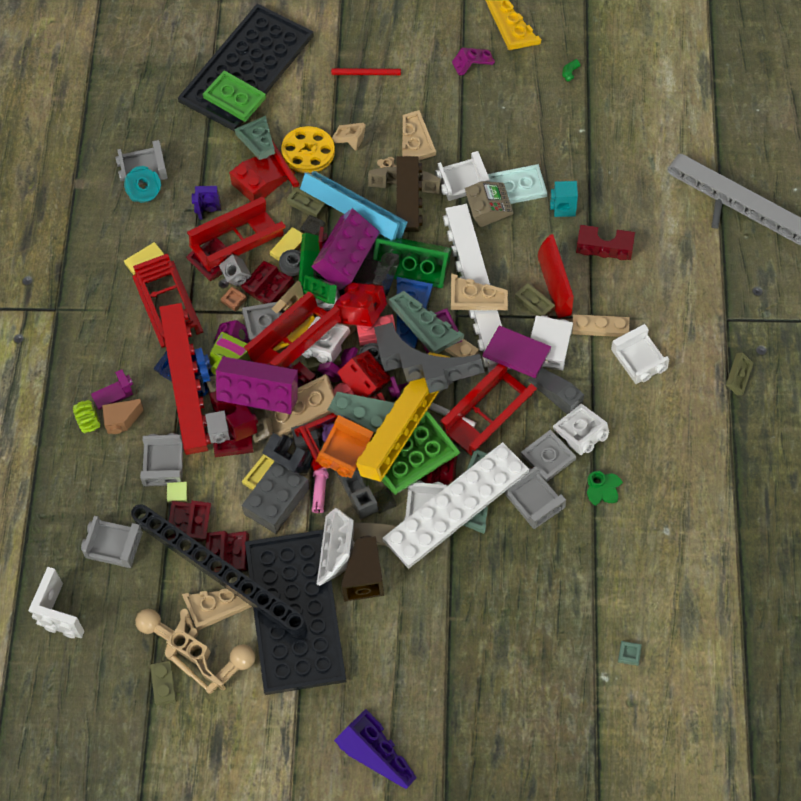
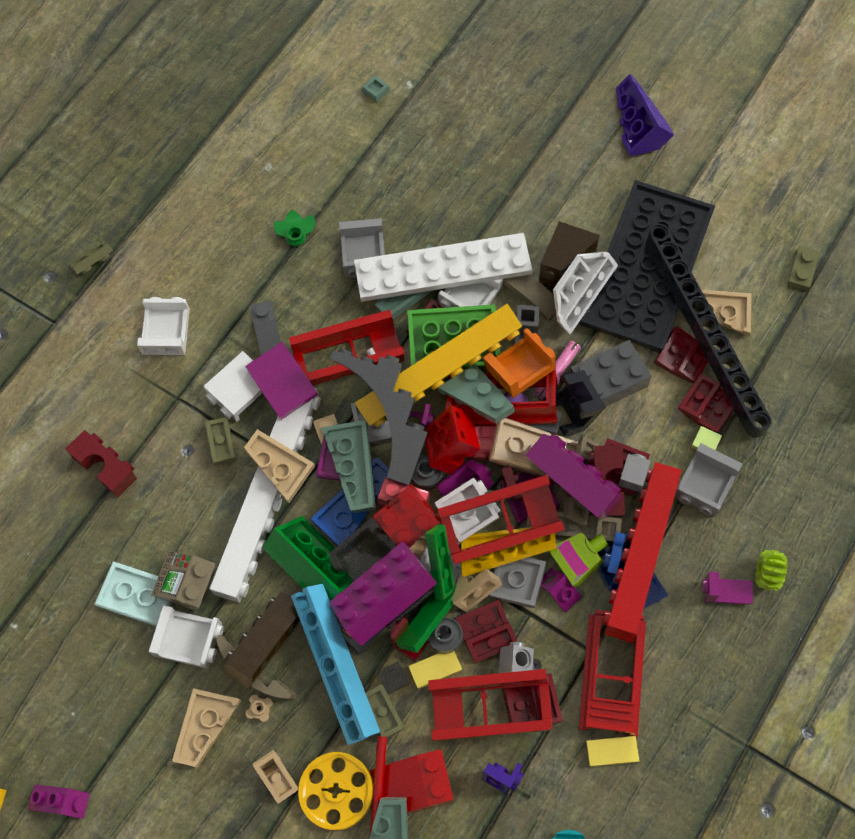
camera: 150 degrees left, 5 degrees up
(111, 542) = (798, 423): light grey panel -> none
(121, 415) = (731, 555): medium nougat slope -> none
(233, 298) = (534, 635): nougat tile -> none
(241, 656) = (721, 245): tan piece -> none
(257, 472) = (612, 416): light yellow tile -> none
(548, 455) = (322, 279): light grey plate -> none
(555, 277) = (181, 447): red slope -> none
(564, 198) = (103, 530): teal brick -> none
(582, 429) = (275, 282): white plate -> none
(600, 325) = (175, 381): tan plate -> none

